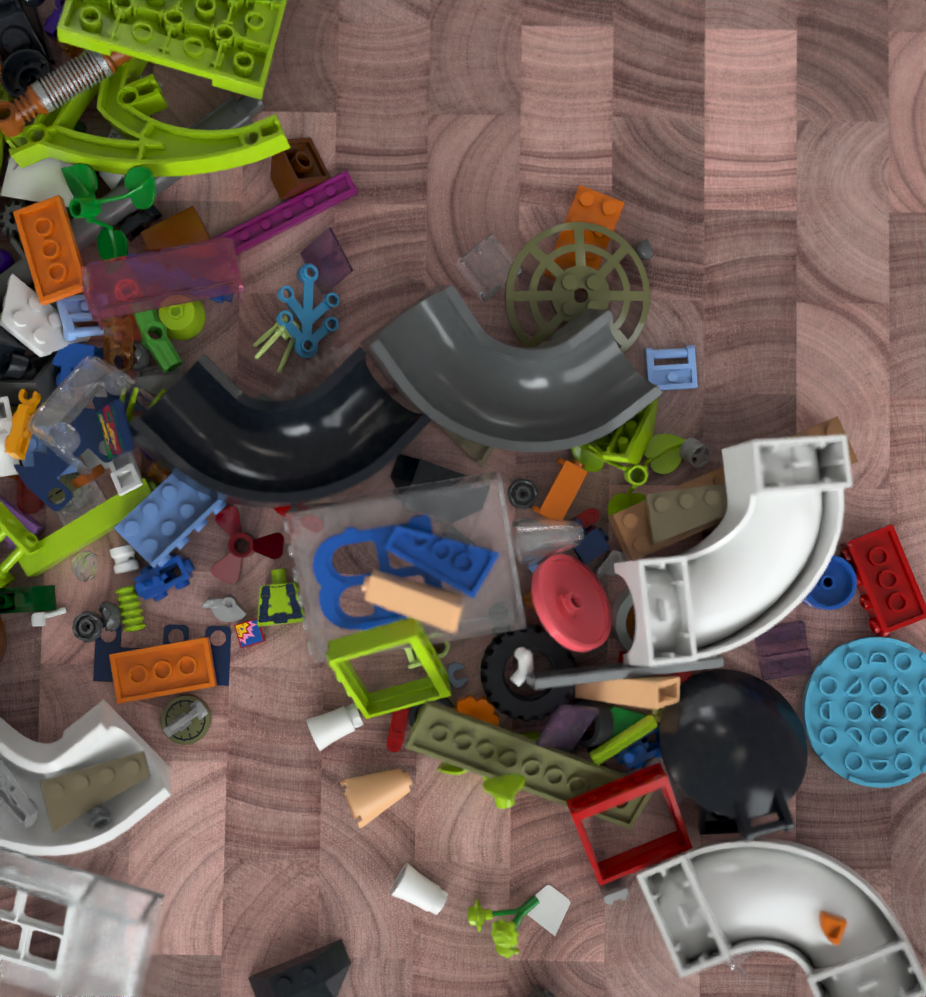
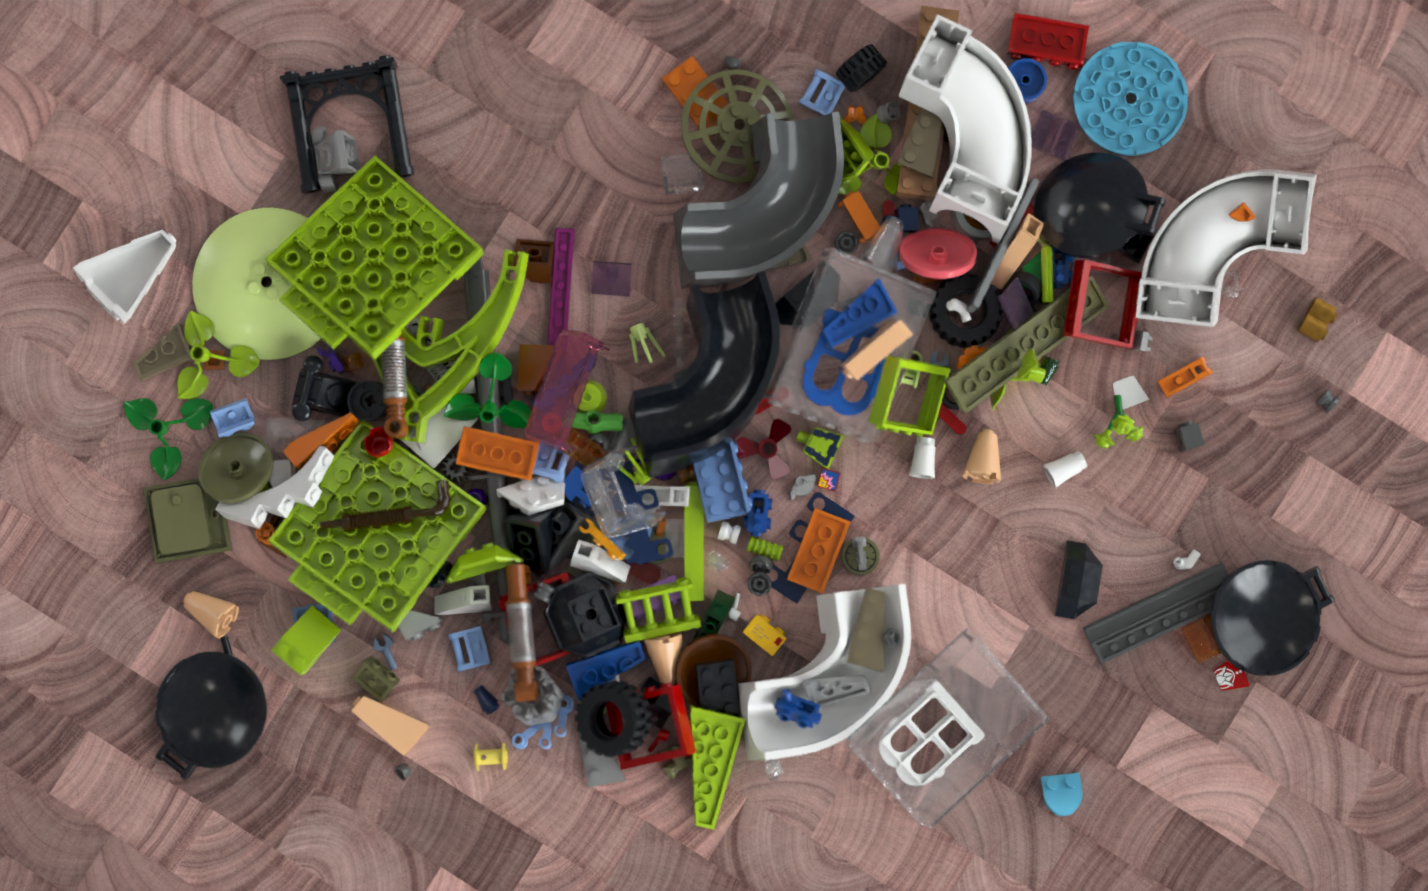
camera: 60 degrees left, 0 degrees up
(34, 667) = (764, 634): none -> yellow brick
(115, 430) = (646, 480): dark blue tile -> none
(306, 313) = (638, 312): dark azure plant -> none
(523, 804) = (1051, 367): none -> clear green cone
(603, 963) = (1184, 377): none -> orange plate
(670, 417) = (855, 113): none -> orange piece
(726, 391) = (861, 68): none -> black tyre

